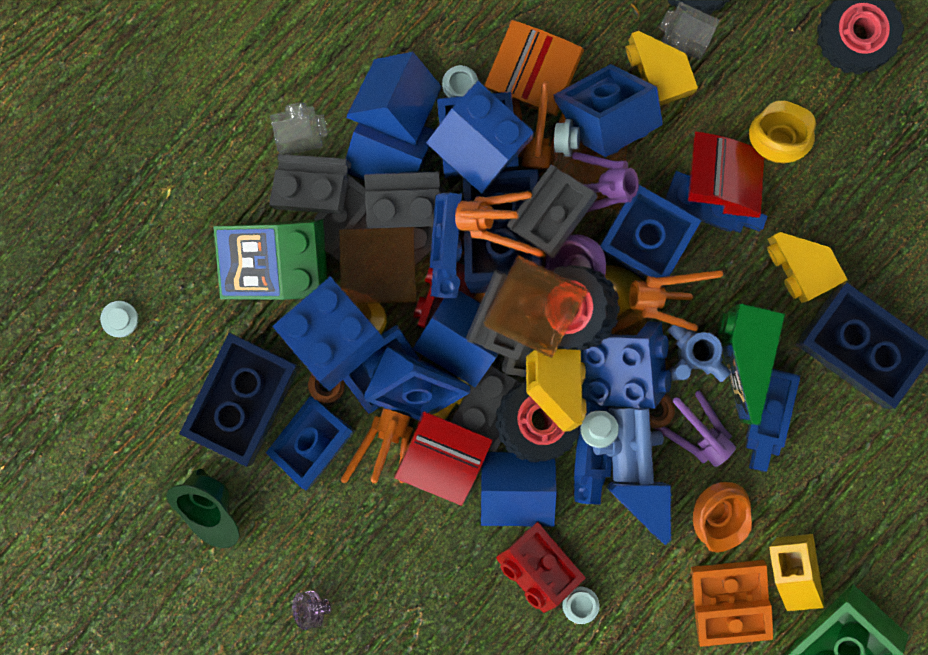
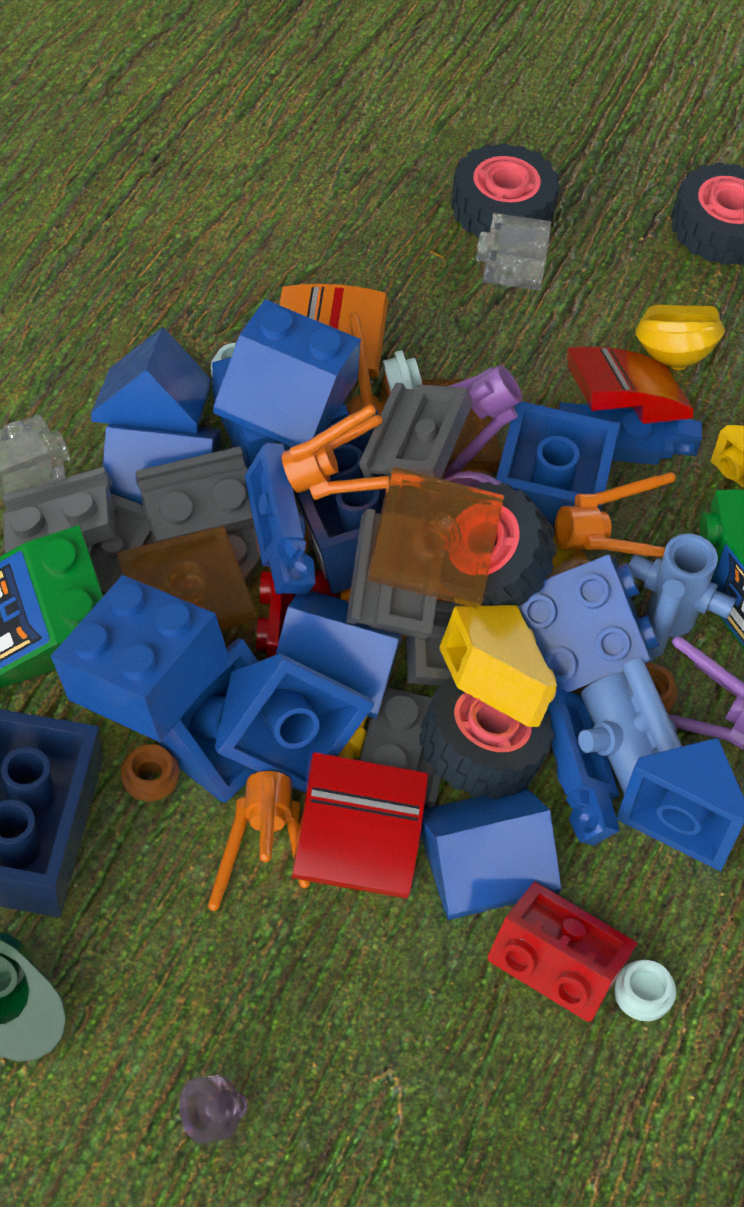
camera: 25 degrees left, 30 degrees down
(310, 443) = (150, 856): blue slope -> none
(599, 429) = (582, 708): light aqua plate -> none
(611, 109) = (454, 340): blue slope -> none
(662, 67) = (497, 296): yellow slope -> none

